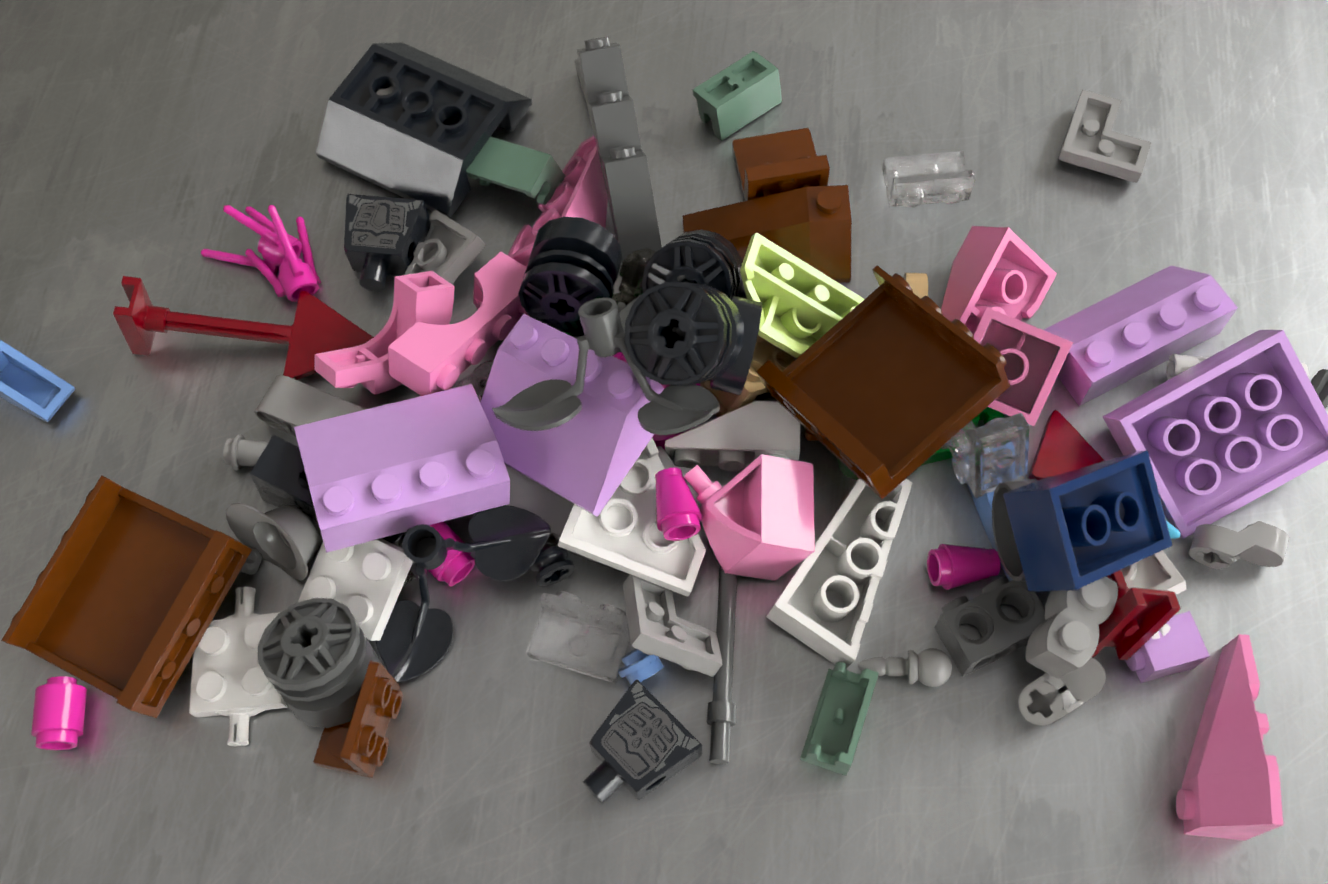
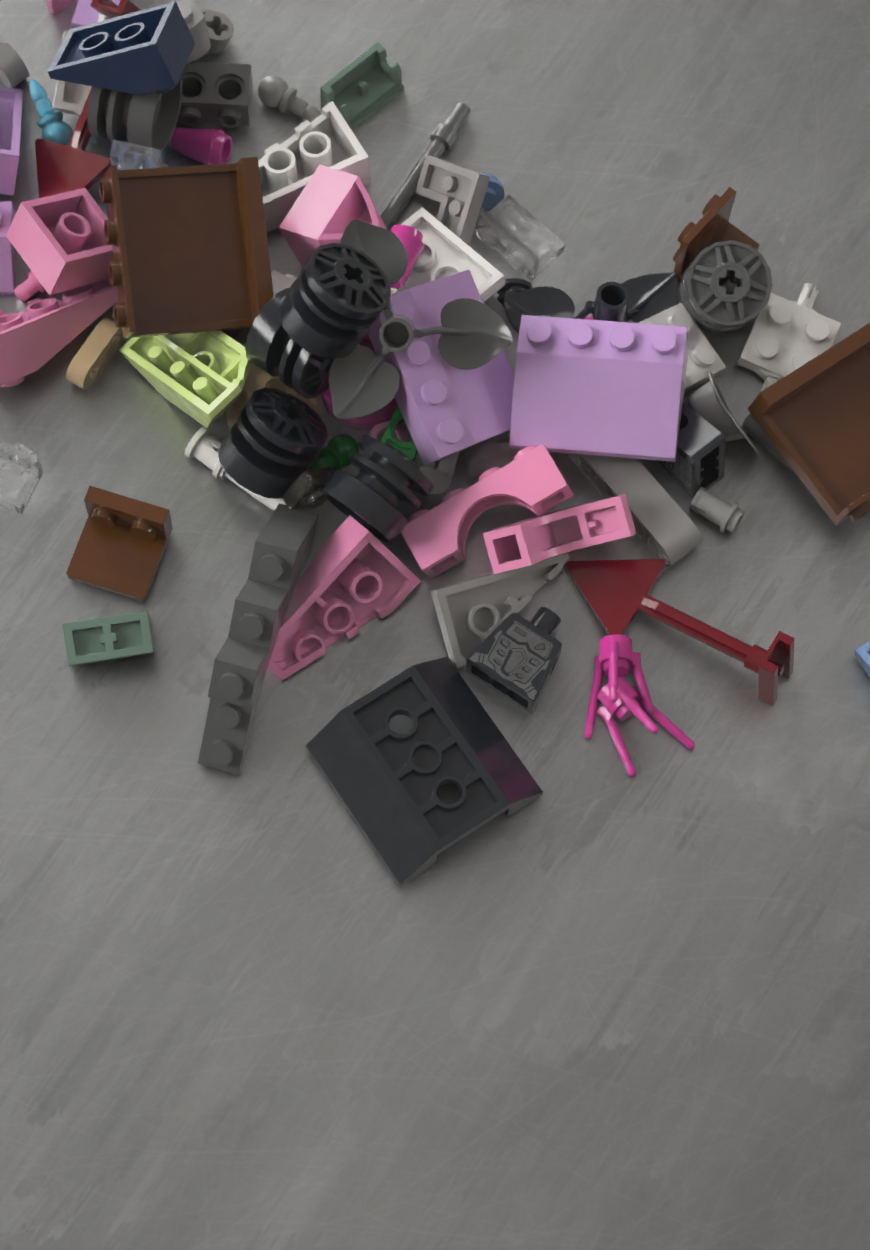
camera: 160 degrees left, 5 degrees up
(516, 169) = (362, 653): sand green hinge -> none
(639, 746) = (516, 137): torso -> none
(804, 221) = (153, 470): reddish brown wedge -> none

